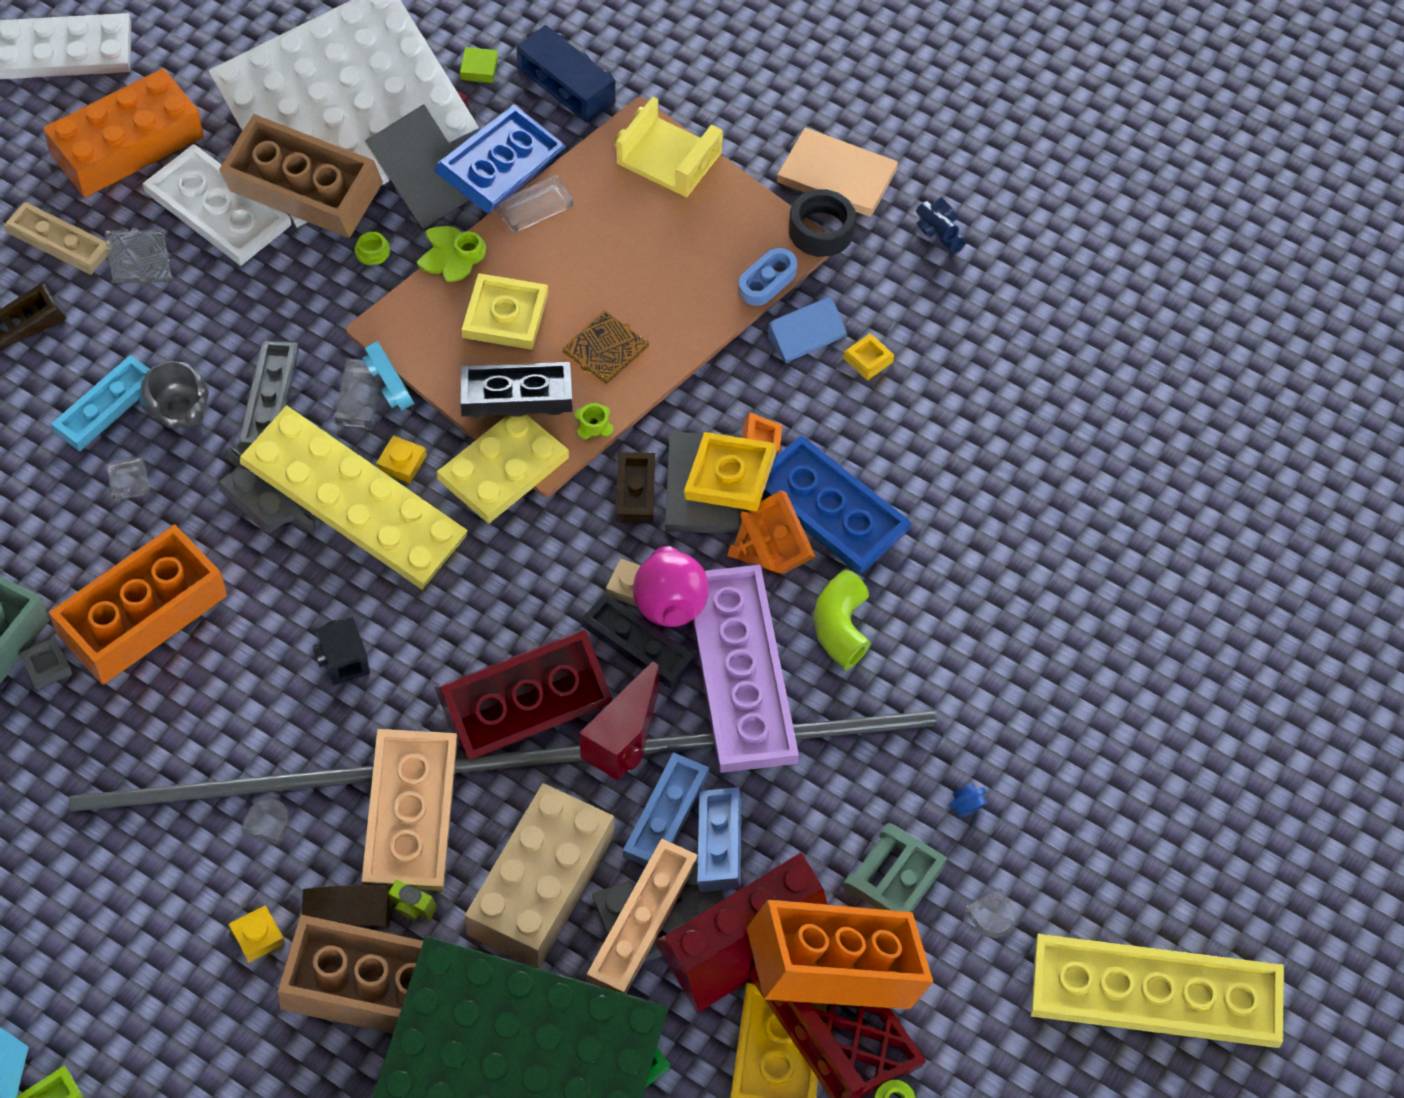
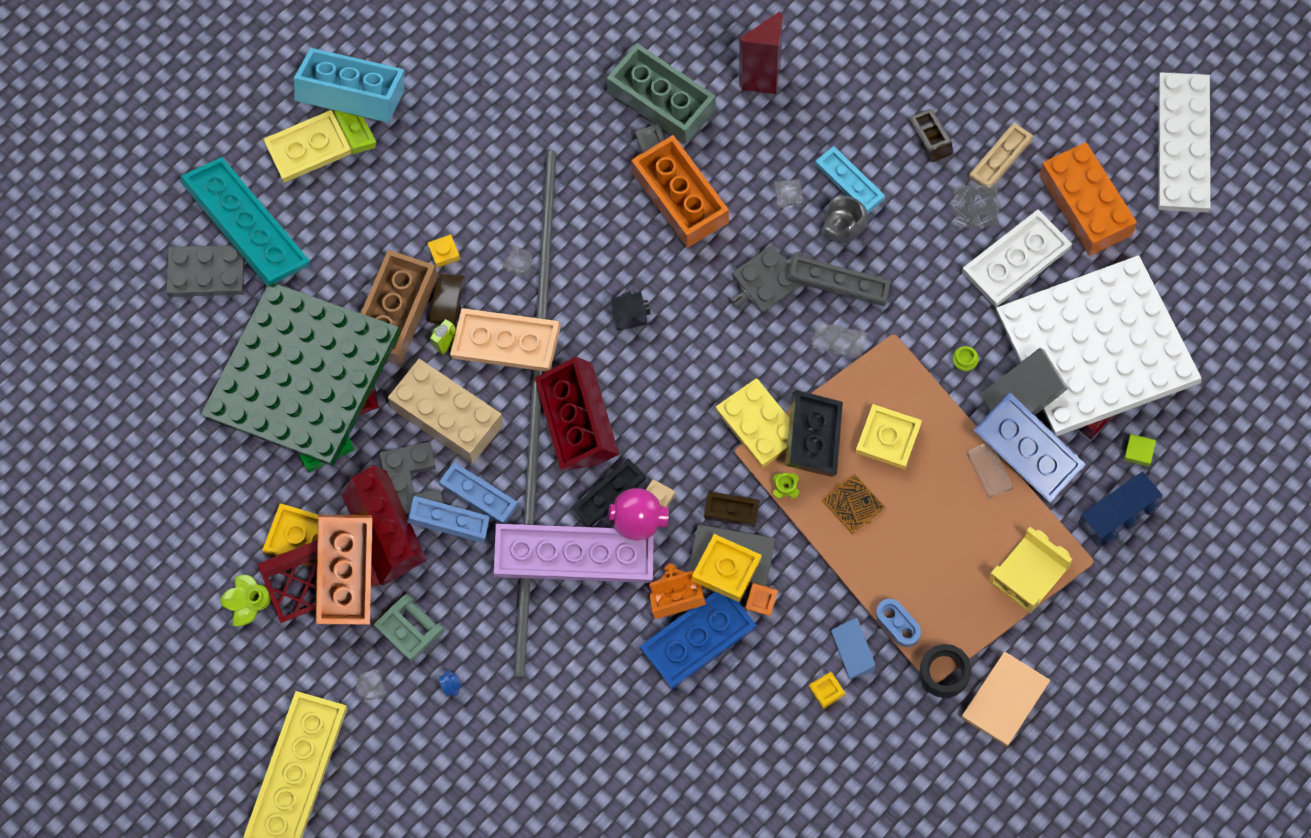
camera: 105 degrees right, 10 degrees up
(301, 175) = (1017, 305): medium nougat brick -> none
(353, 497) = (744, 324): light yellow plate -> none
(379, 363) = (842, 355): medium azure plate -> none
(401, 459) = (780, 362): yellow plate -> none
(451, 254) = (947, 405): lime plate -> none
(620, 731) = (537, 471): dark red slope -> none
(642, 917) = (400, 463): light nougat plate -> none
(833, 619) = (602, 621): lime cylinder -> none
(939, 220) = (941, 761): dark blue plate -> none

